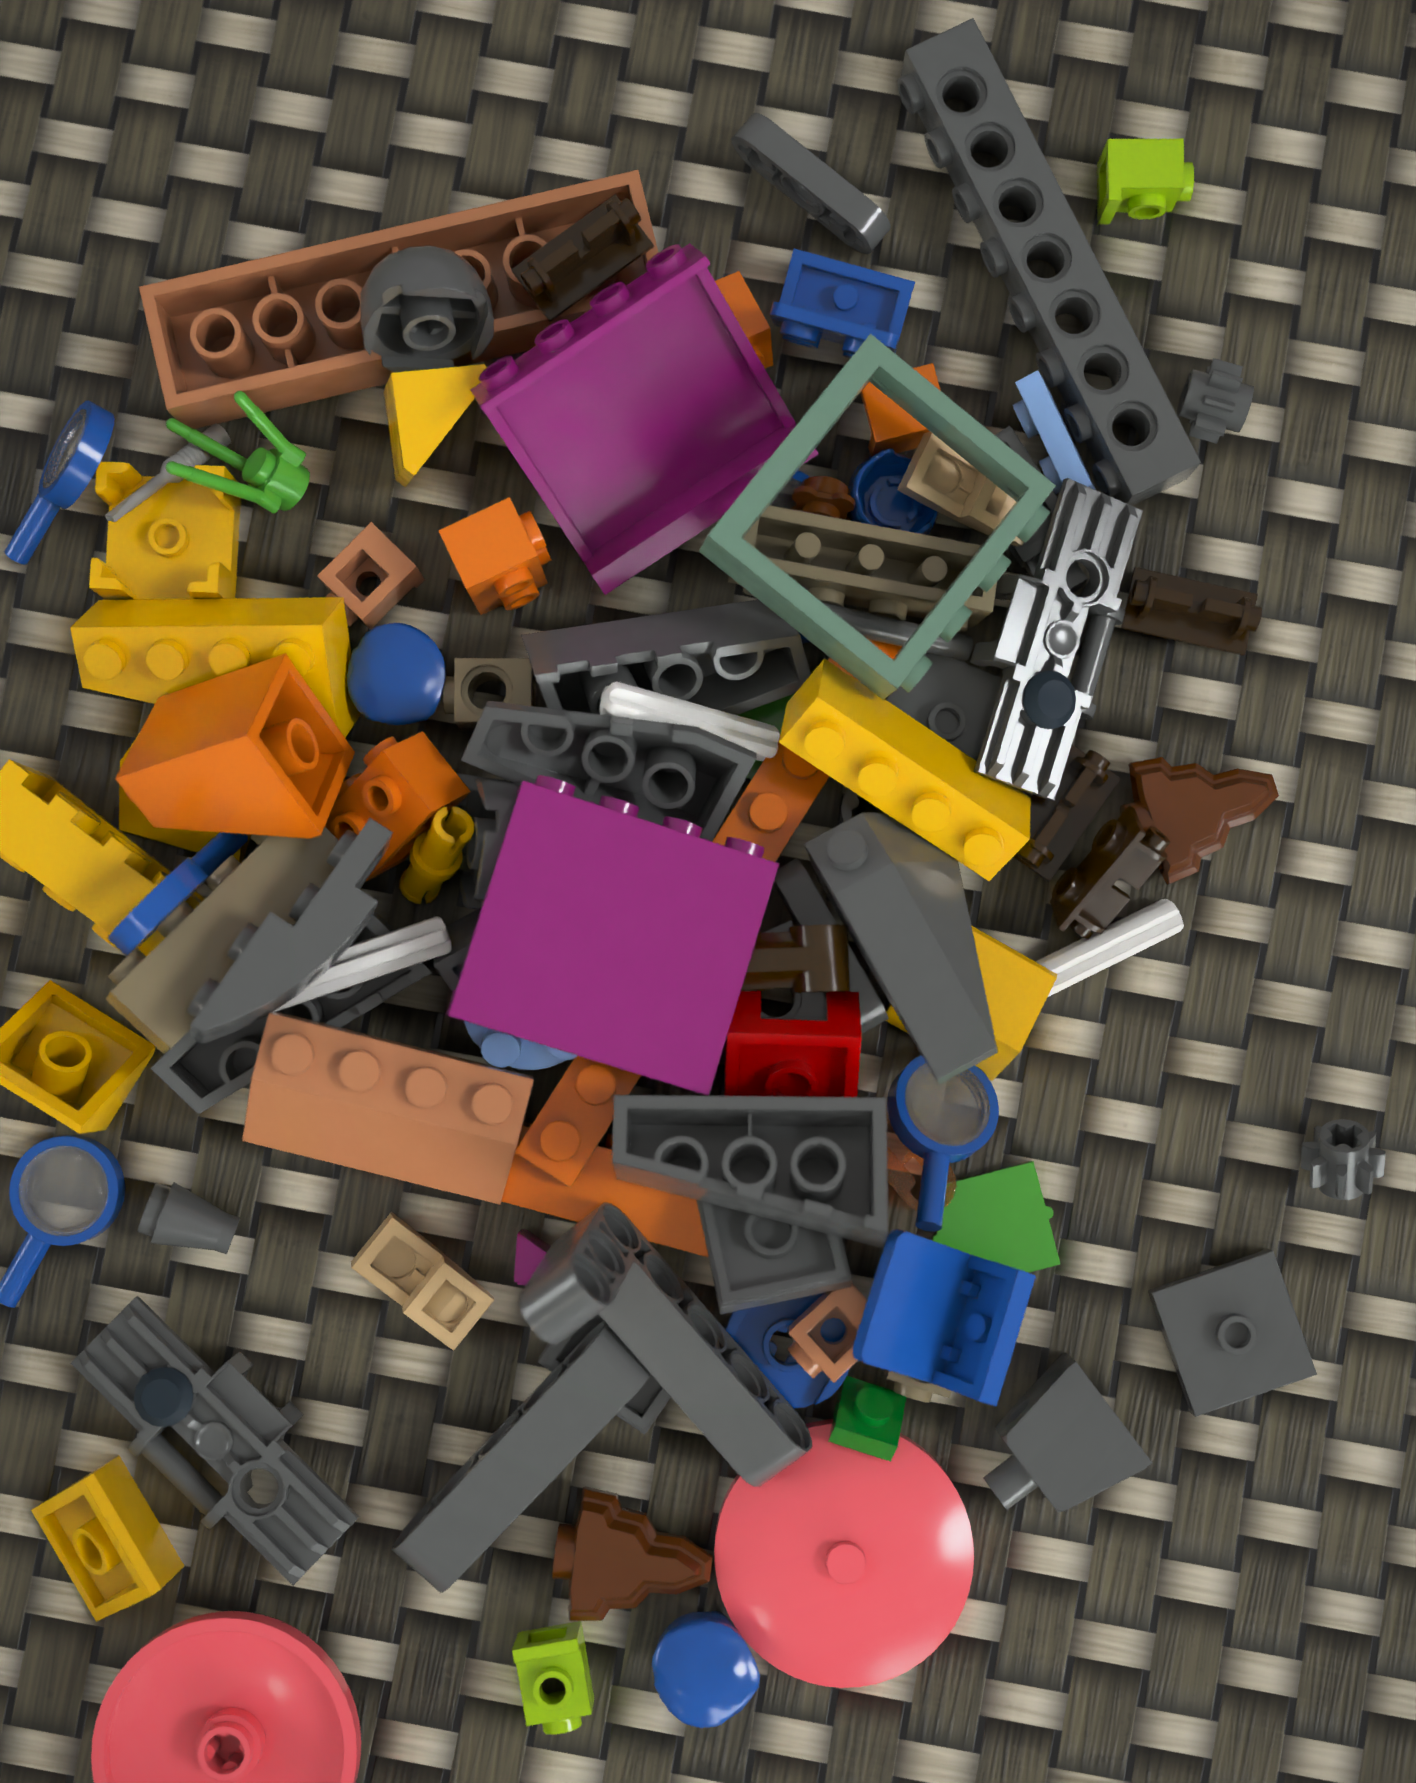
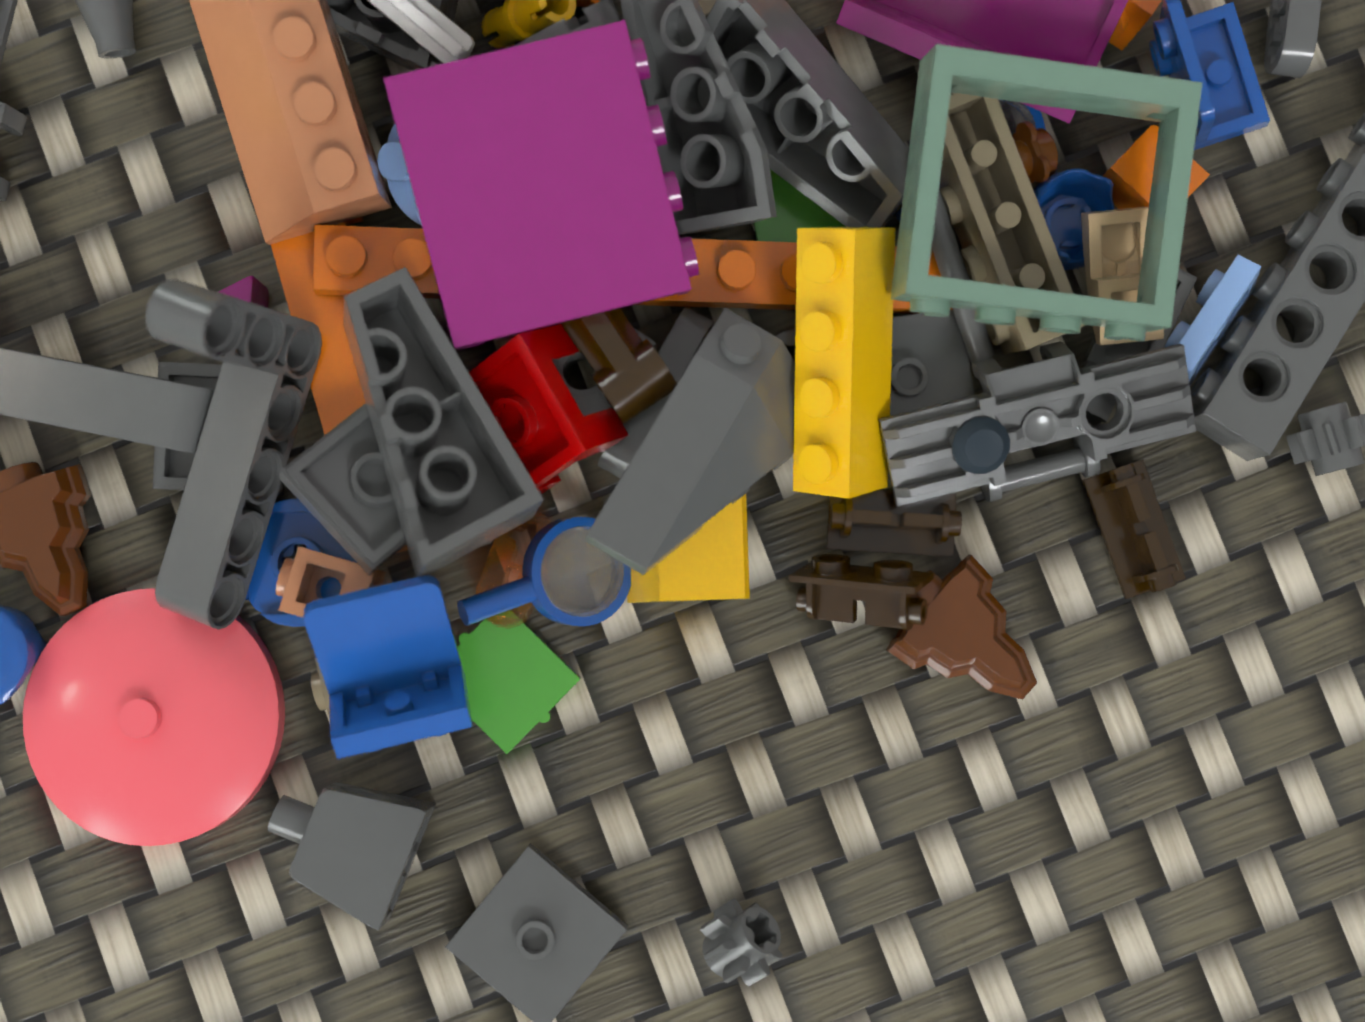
camera: 55 degrees right, 0 degrees up
(422, 1281) = (173, 226): tan slope -> none
(642, 704) = (759, 97): white axle -> none
(867, 1418) = (275, 666): green plate -> none
(1114, 944) = (804, 634): white axle -> none

